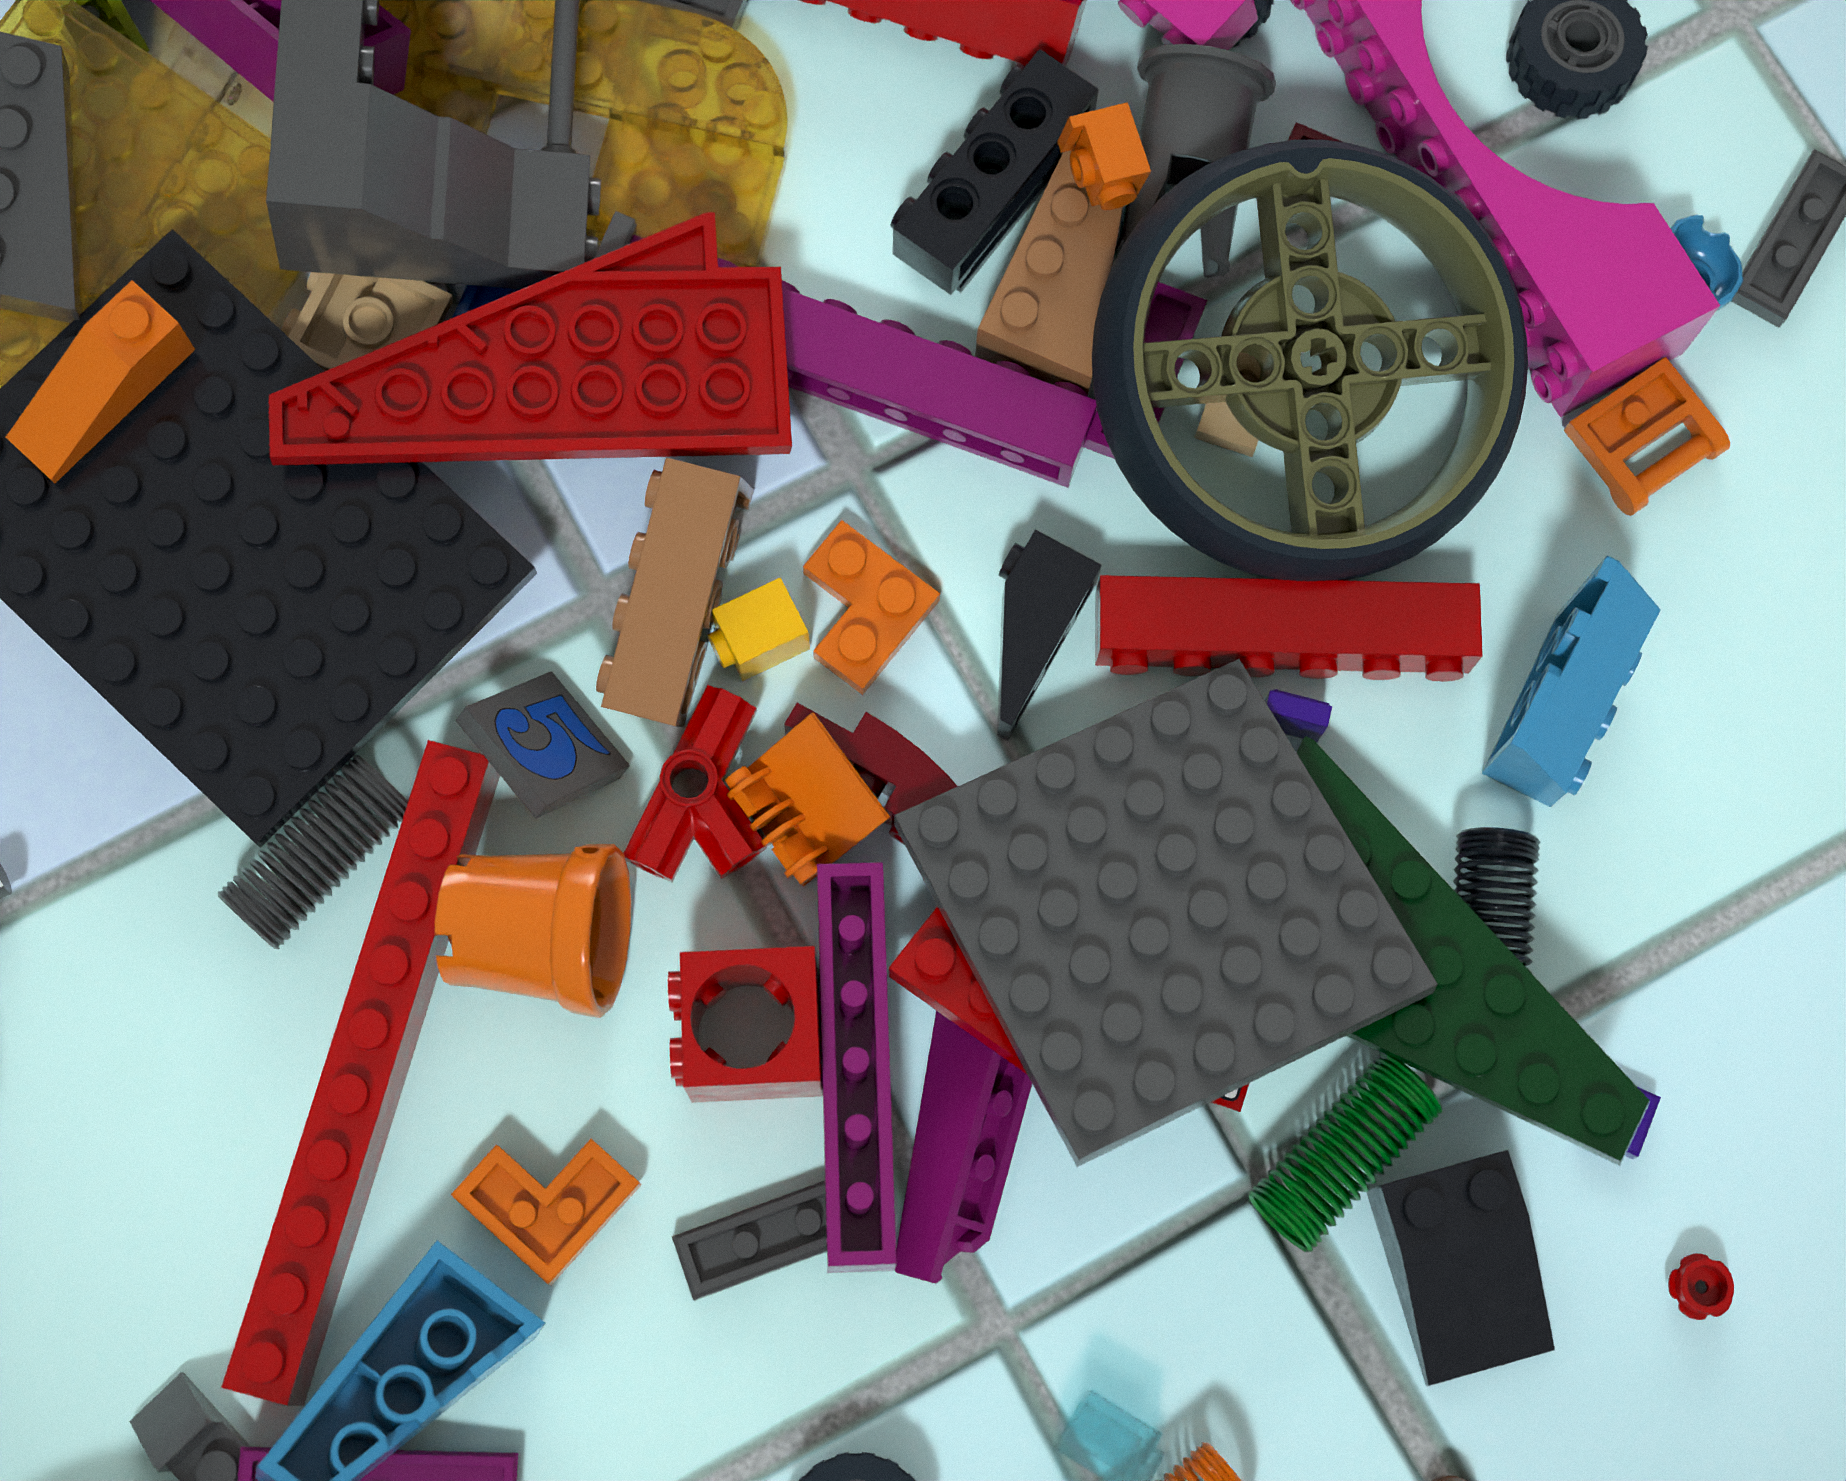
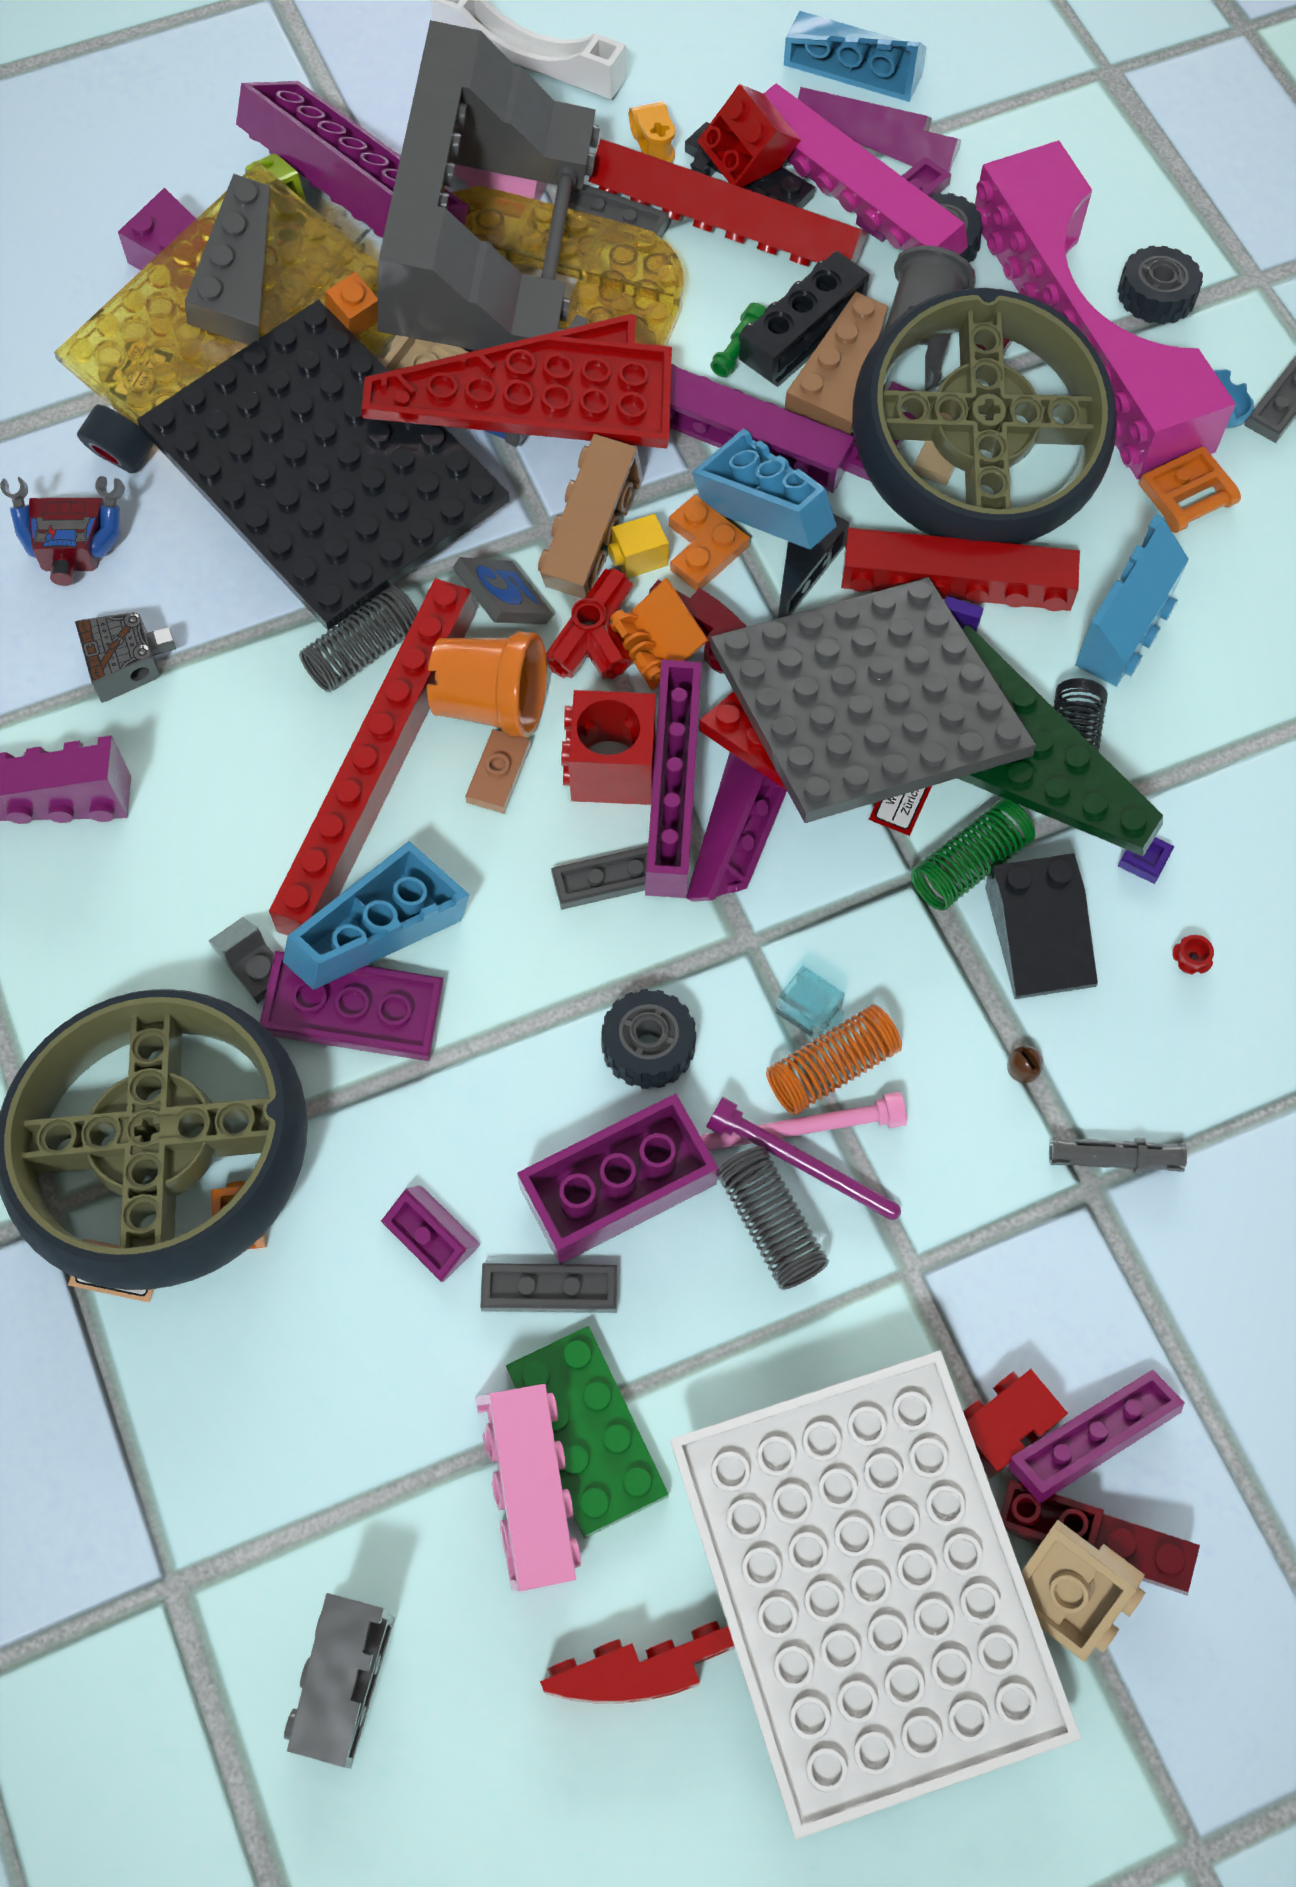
camera: 10 degrees right, 10 degrees down
(99, 380) = (269, 363): orange slope -> none
(231, 236) = (353, 304): none -> orange brick
(548, 1223) = (475, 852): orange plate -> none
(567, 1070) = (498, 771): none -> nougat plate
(908, 178) = (724, 362): none -> green piece
(954, 527) = (764, 492): none -> dark azure wedge
(1106, 155) = (870, 300): orange brick -> none

